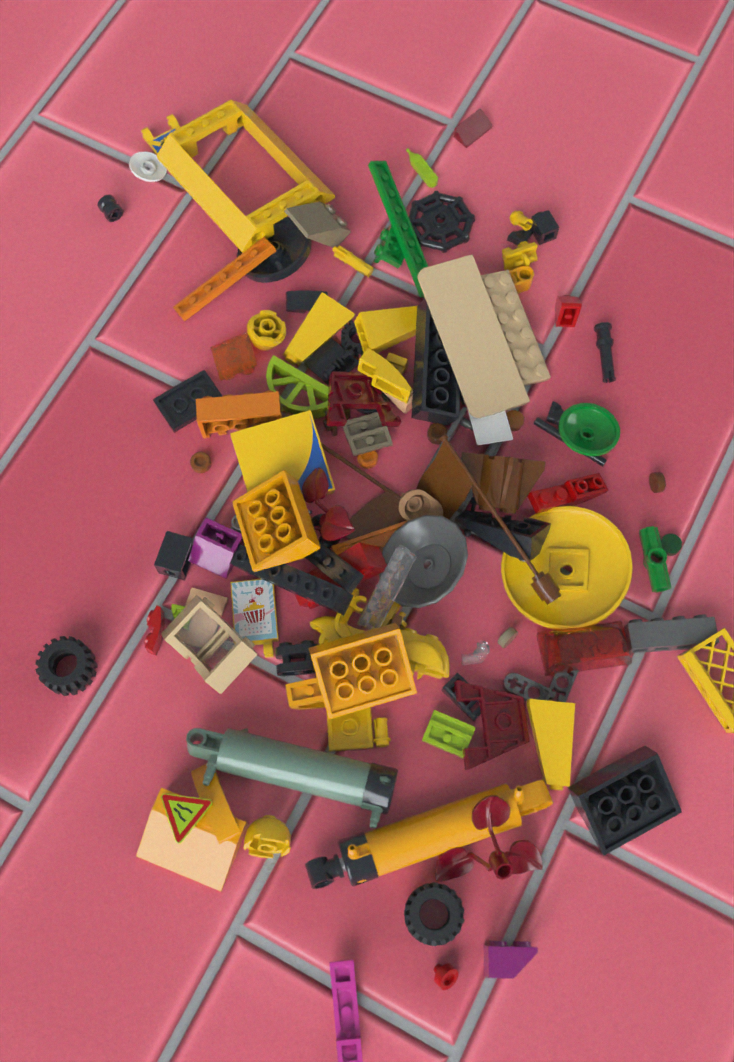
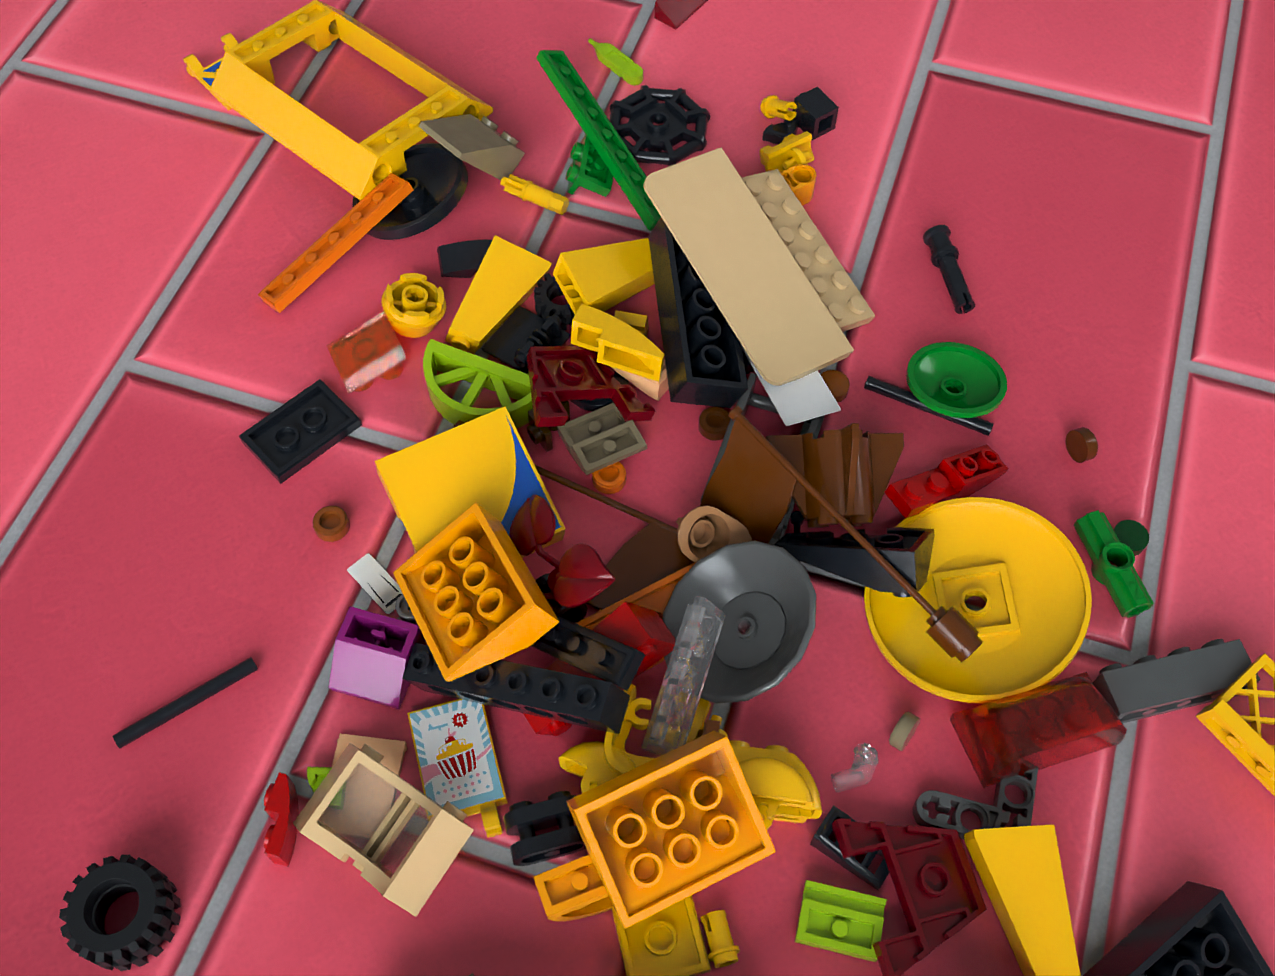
camera: 10 degrees left, 10 degrees down
(109, 556) = (185, 702): none -> black bar
(110, 208) = (143, 168): black wheel -> none
(147, 167) = (197, 105): white dish -> none
(174, 555) = (302, 682): black piece -> none
(222, 502) = (376, 582): none -> white sticker
(236, 411) = (362, 434): orange wedge -> none
(555, 413) = (894, 368): black tile -> none
(567, 311) = (878, 219): red slope -> none

